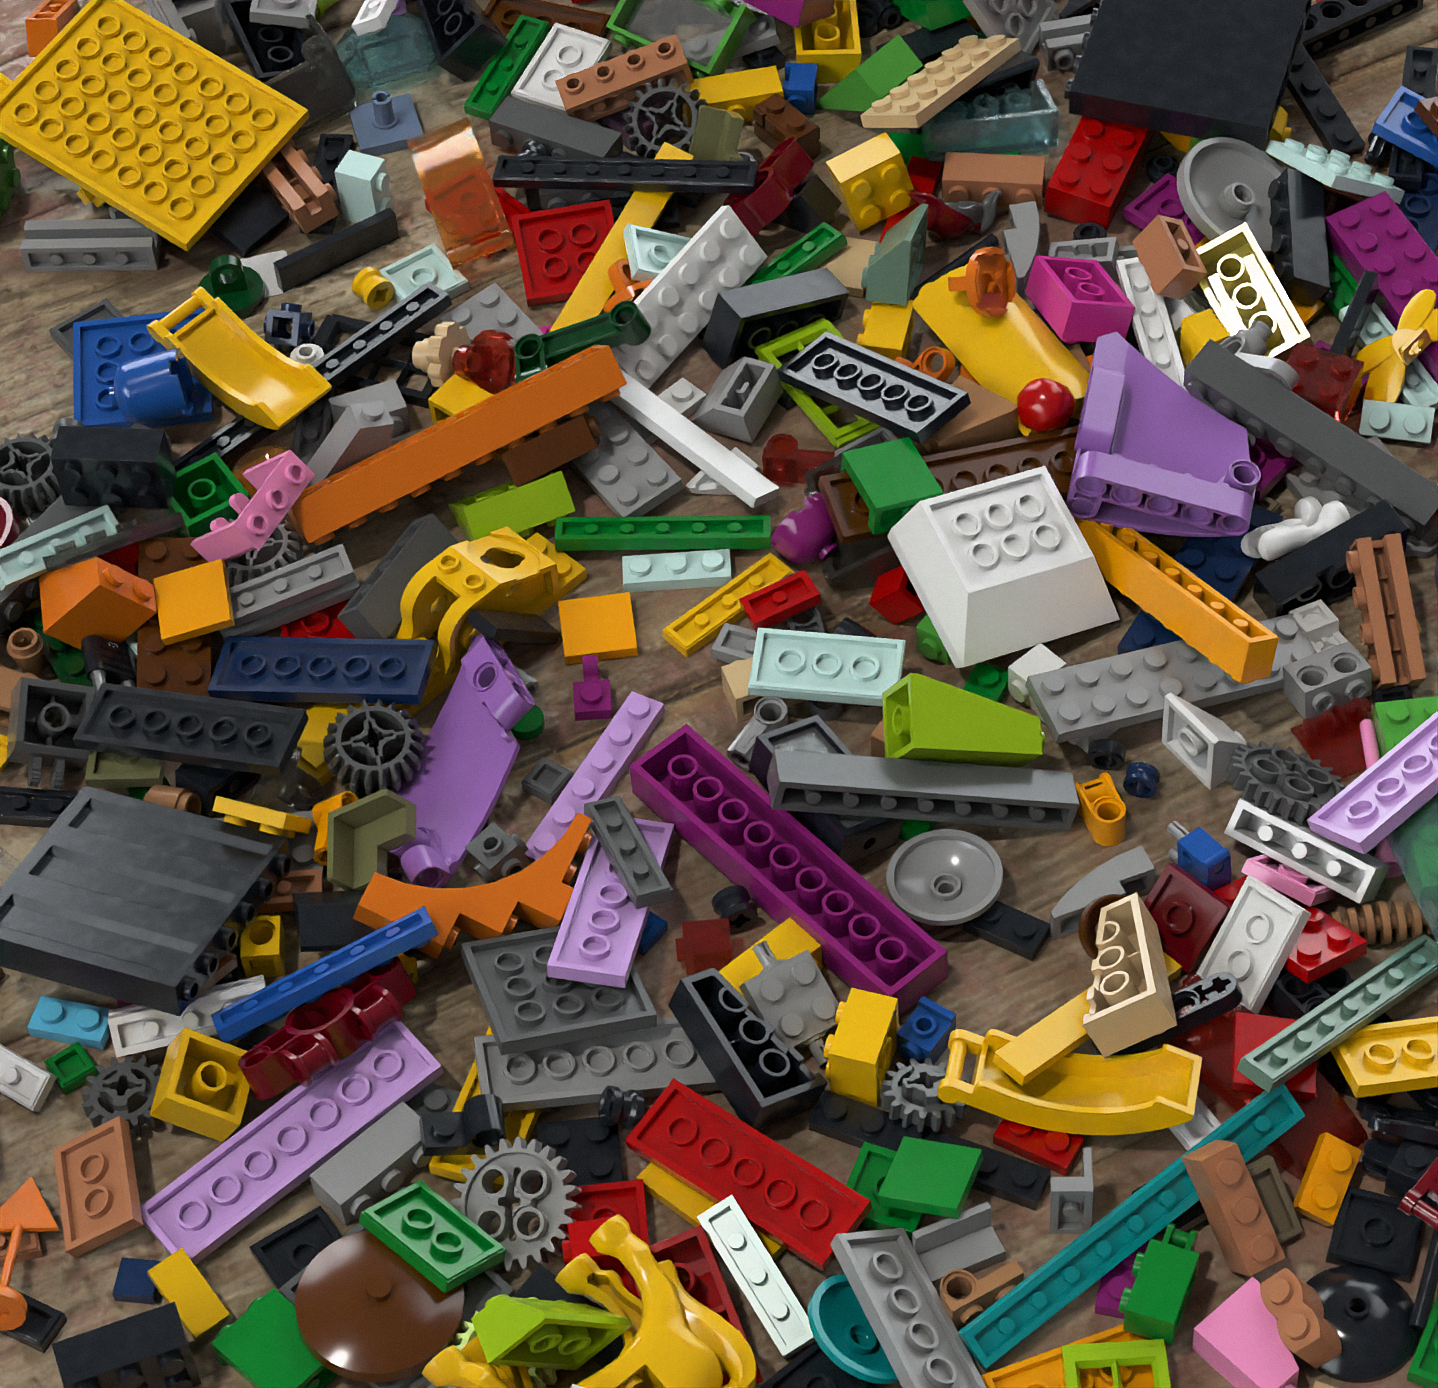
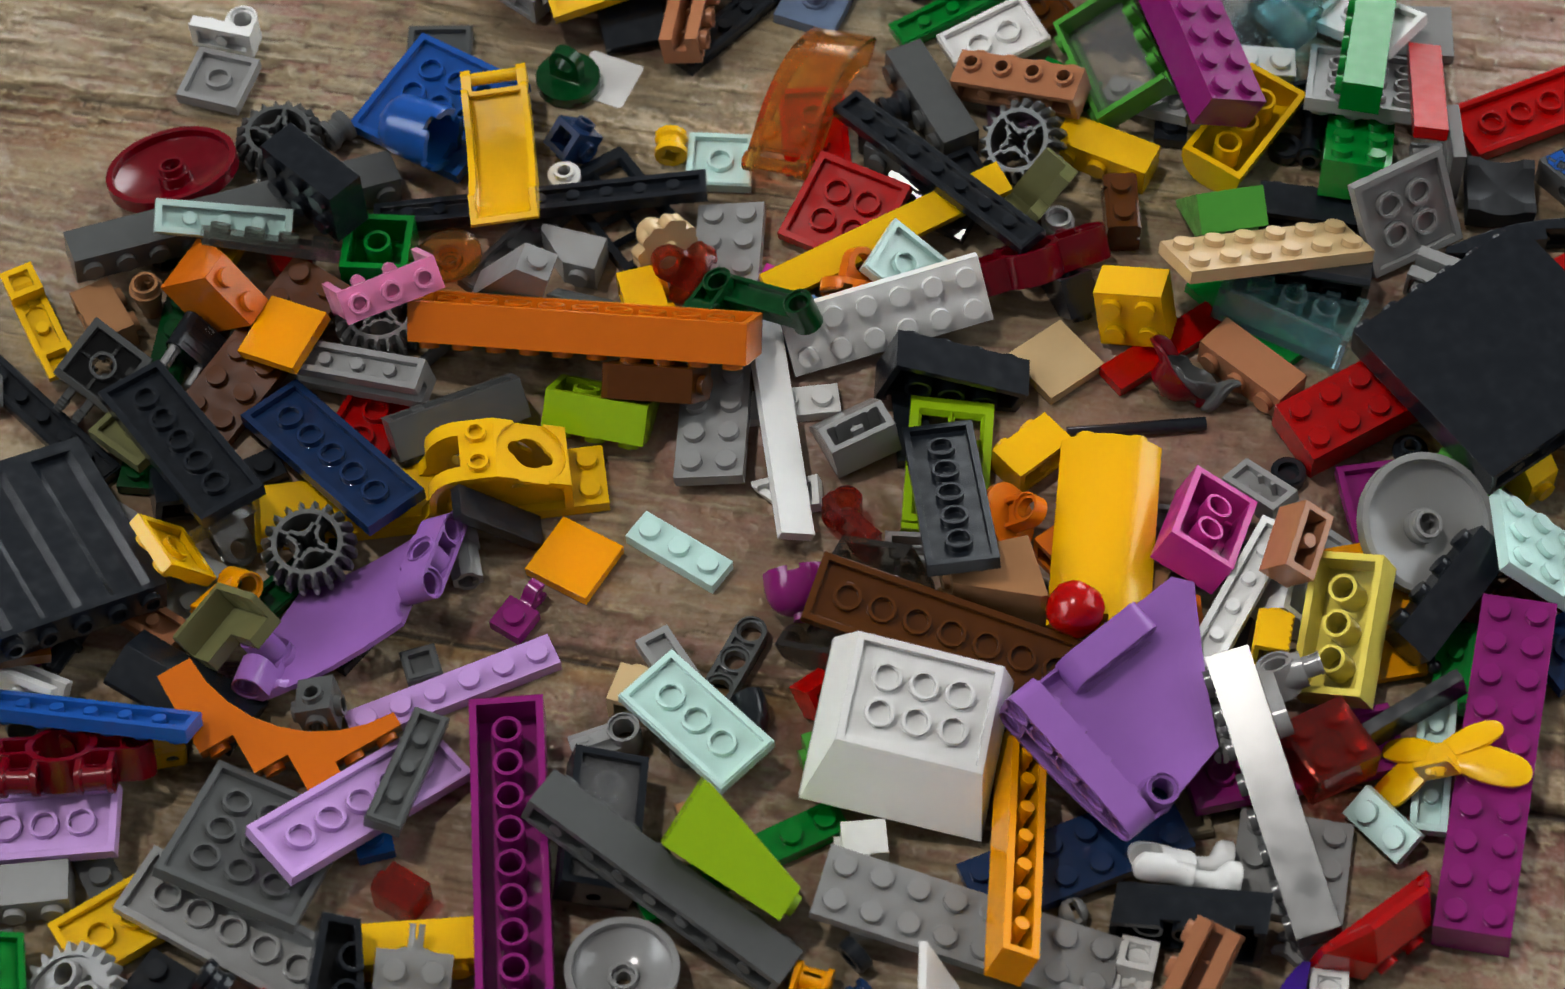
camera: 35 degrees right, 5 degrees up
(175, 798) = (131, 493): medium nougat brick -> none
(265, 958) = (91, 668): yellow brick -> none
(336, 250) = (674, 93): black tile -> none
(362, 186) = (734, 53): light aqua brick -> none
(465, 1131) = (88, 919): black plate -> none
(530, 725) = (452, 604): green tile -> none
(663, 533) = (692, 511): green plate -> none
(707, 618) = (690, 609): yellow tile -> none
(734, 904) = (450, 877): black wheel -> none
(780, 600) = (720, 636): red plate -> none
(801, 86) = (1170, 179): blue brick -> none
(803, 255) = (1017, 337): green tile -> none
(889, 480) = (875, 593): green panel -> none
(897, 260) = (1089, 395): sand green slope -> none
(988, 282) = (1117, 466): orange tile -> none
(1022, 241) = (1221, 445): light grey slope -> none

